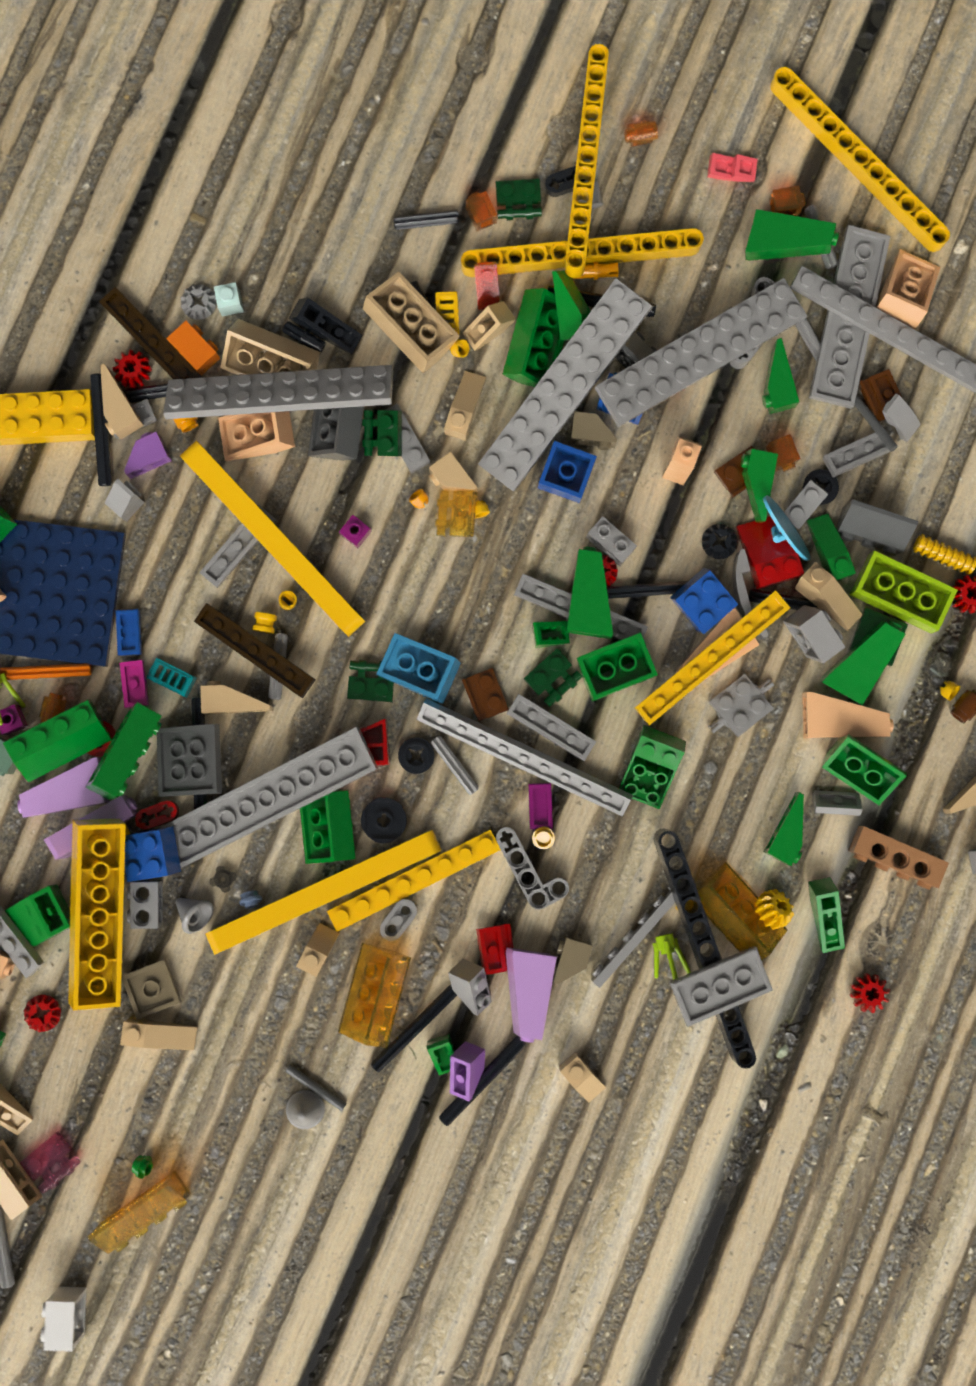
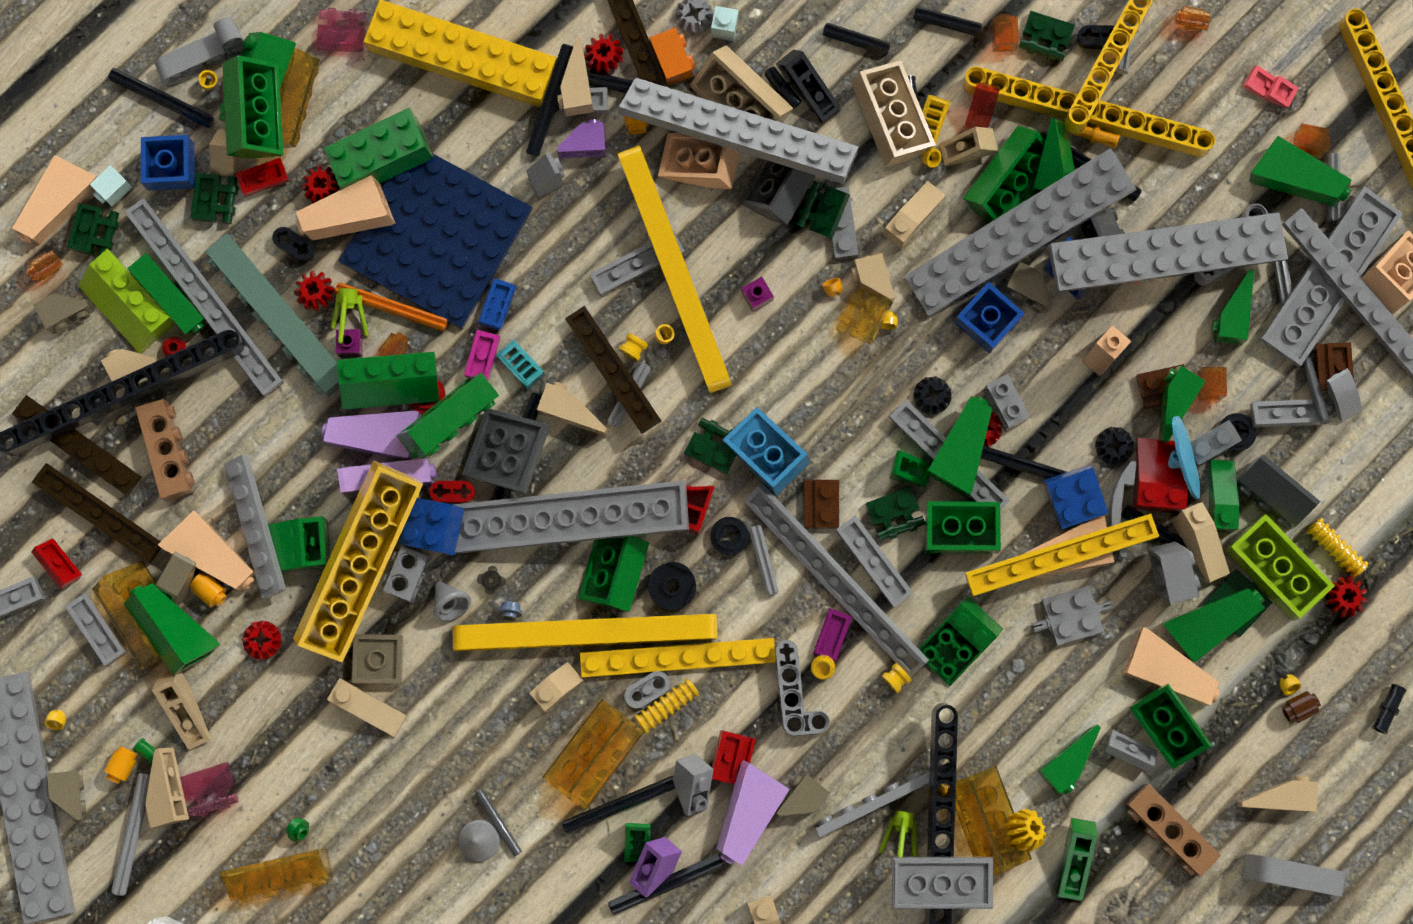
camera: 25 degrees right, 5 degrees down
(351, 267) = (855, 38): none -> black axle
(421, 926) = (666, 705): none -> yellow piece
(544, 570) = (927, 405): none -> black gear
(610, 821) = (896, 678): none -> yellow wheel

